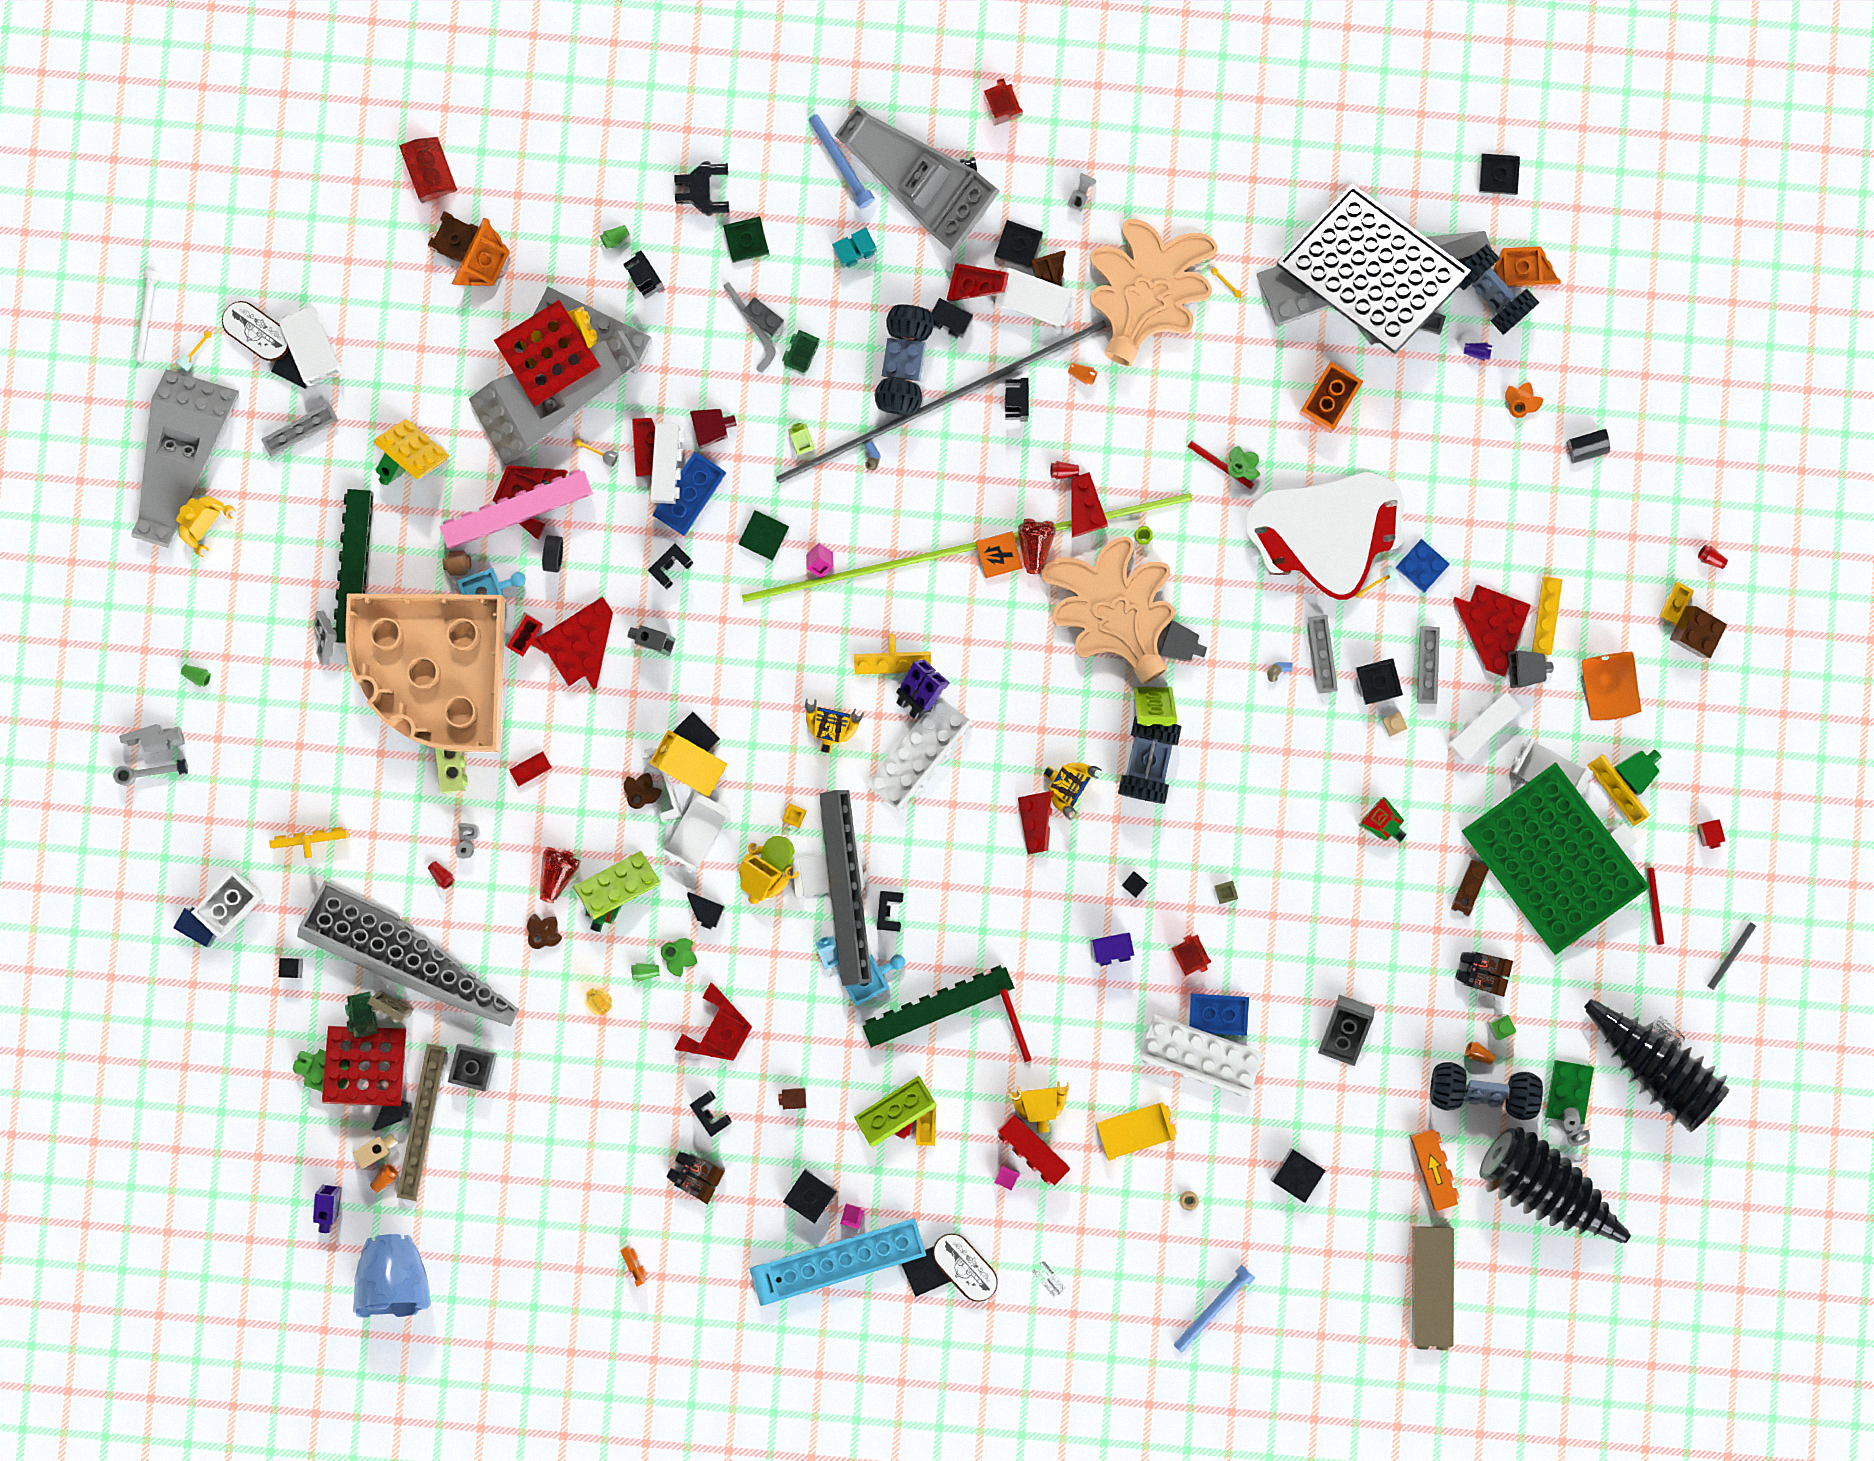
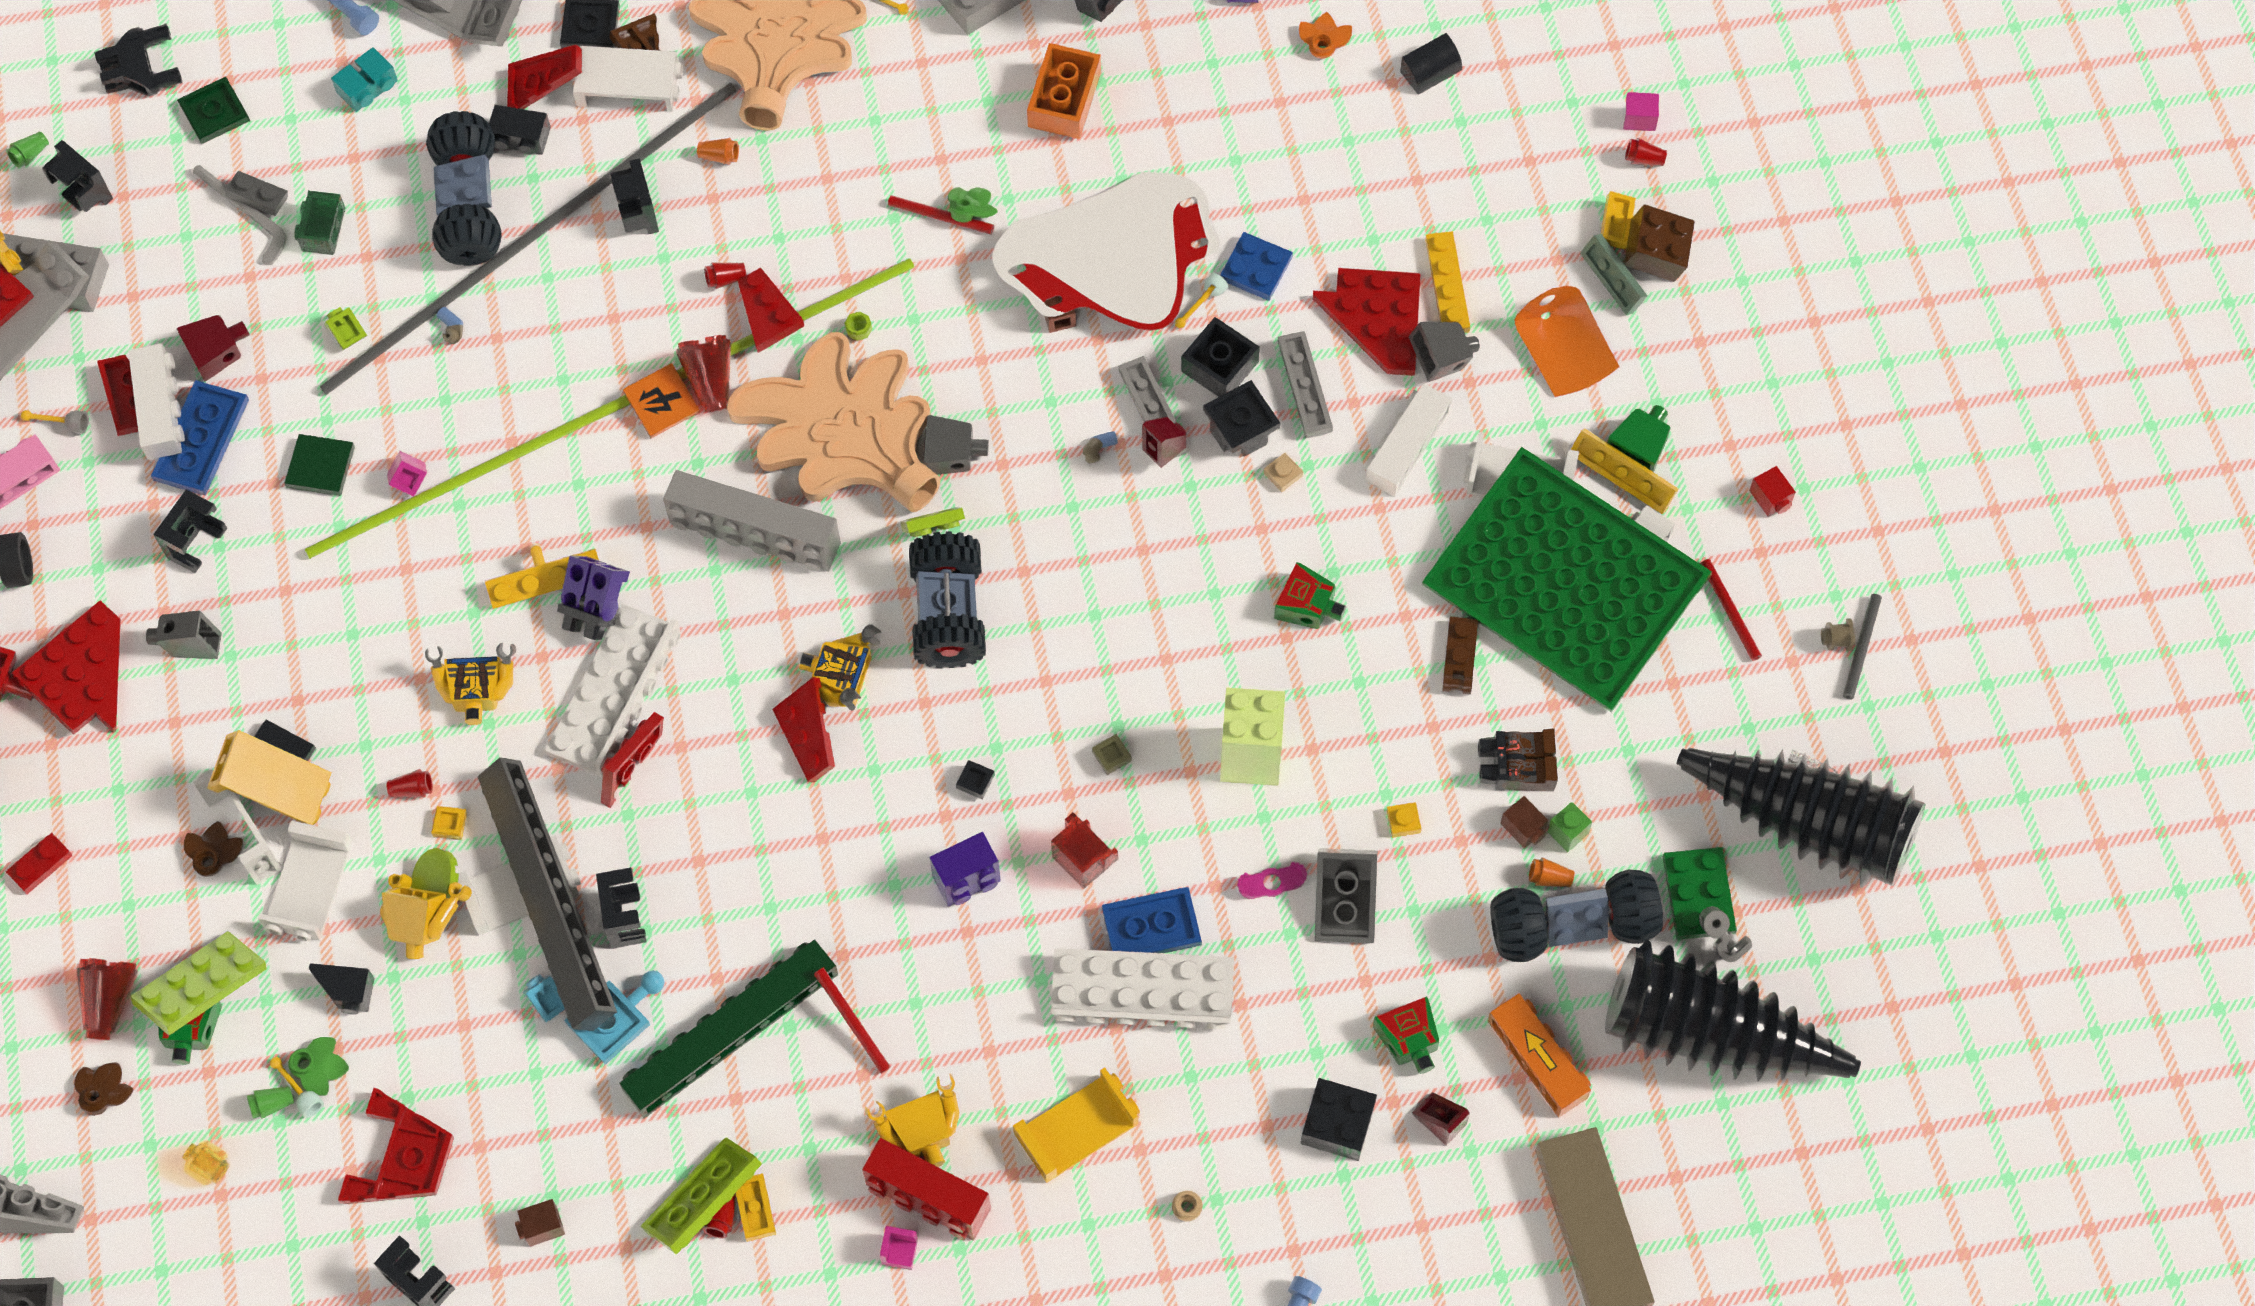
camera: 15 degrees left, 20 degrees down
(667, 978) = (307, 1102): none -> light aqua hinge
(776, 784) = (412, 784): none -> red cone
(920, 805) = (619, 768): none -> red wing
(1037, 664) = (752, 521): none -> light grey brick
(1315, 1006) = (1291, 878): none -> dark pink piece
(1319, 916) = (1252, 736): none -> yellowish green brick
(1323, 686) = (1163, 440): none -> dark red slope
(1358, 1133) = (1409, 1034): none -> torso
(1361, 1190) = (1442, 1117): none -> dark red slope
(1377, 633) = (1220, 358): none -> black brick
(1398, 989) = (1403, 819): none -> yellow plate
(1474, 1015) = (1525, 822): none -> copper brick
(1660, 644) = (1613, 274): none -> sand green plate
(1718, 946) = (1838, 635): none -> dark tan brick
(1721, 525) = (1641, 111): none -> dark pink panel

